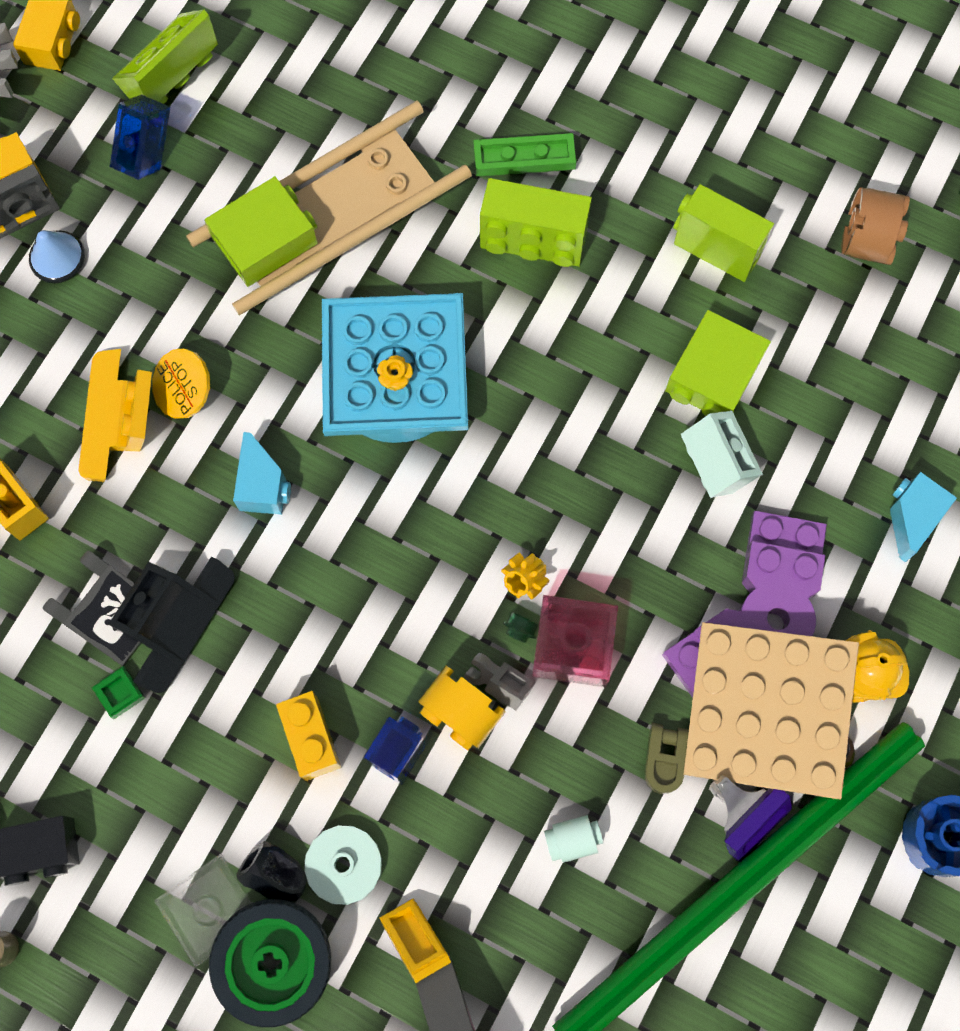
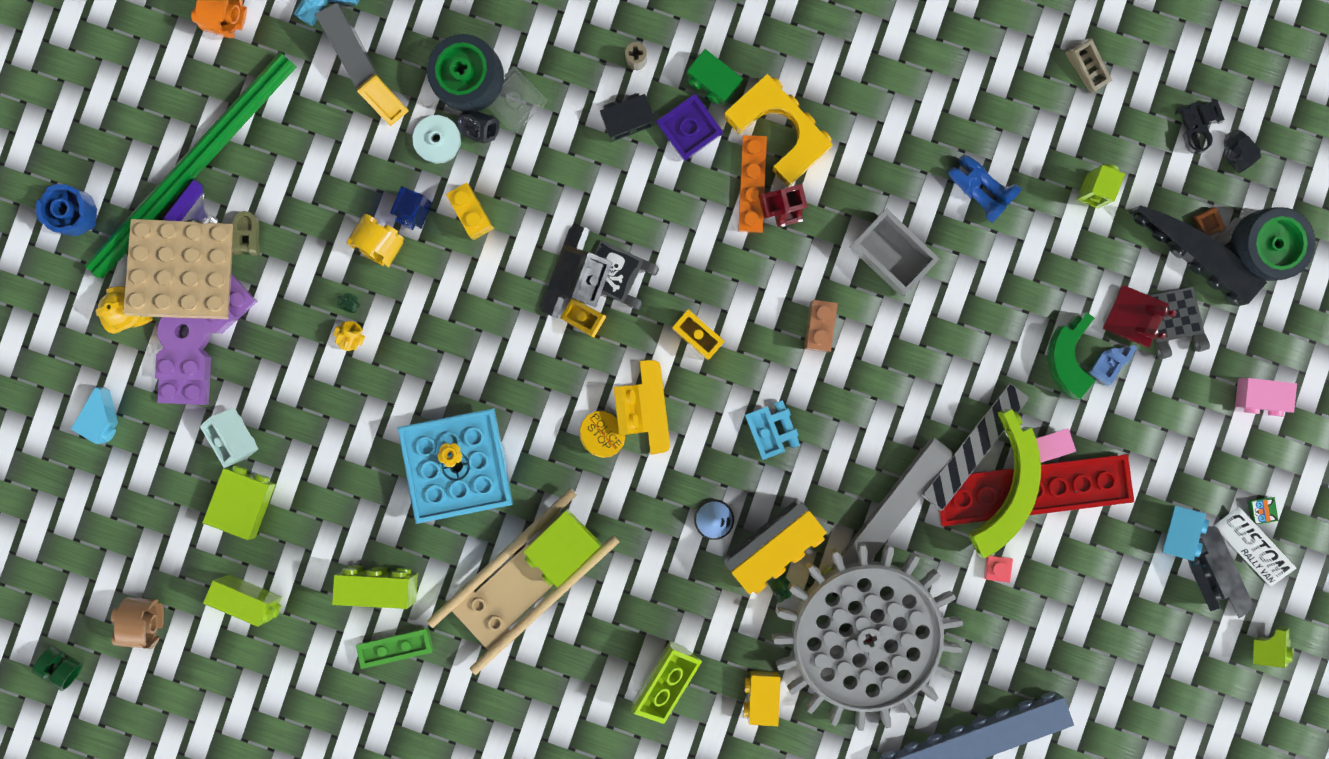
camera: 170 degrees right, 15 degrees up
(118, 692) = (599, 222): green tile -> none
(139, 136) = (668, 613): clear blue brick -> none
(167, 546) = (583, 317): none -> yellow slope
(259, 480) = (535, 375): medium azure slope -> none
(502, 682) = (353, 265): light grey plate -> none
(573, 839) = (296, 175): light aqua brick -> none
(575, 641) = (309, 295): clear pink brick -> none

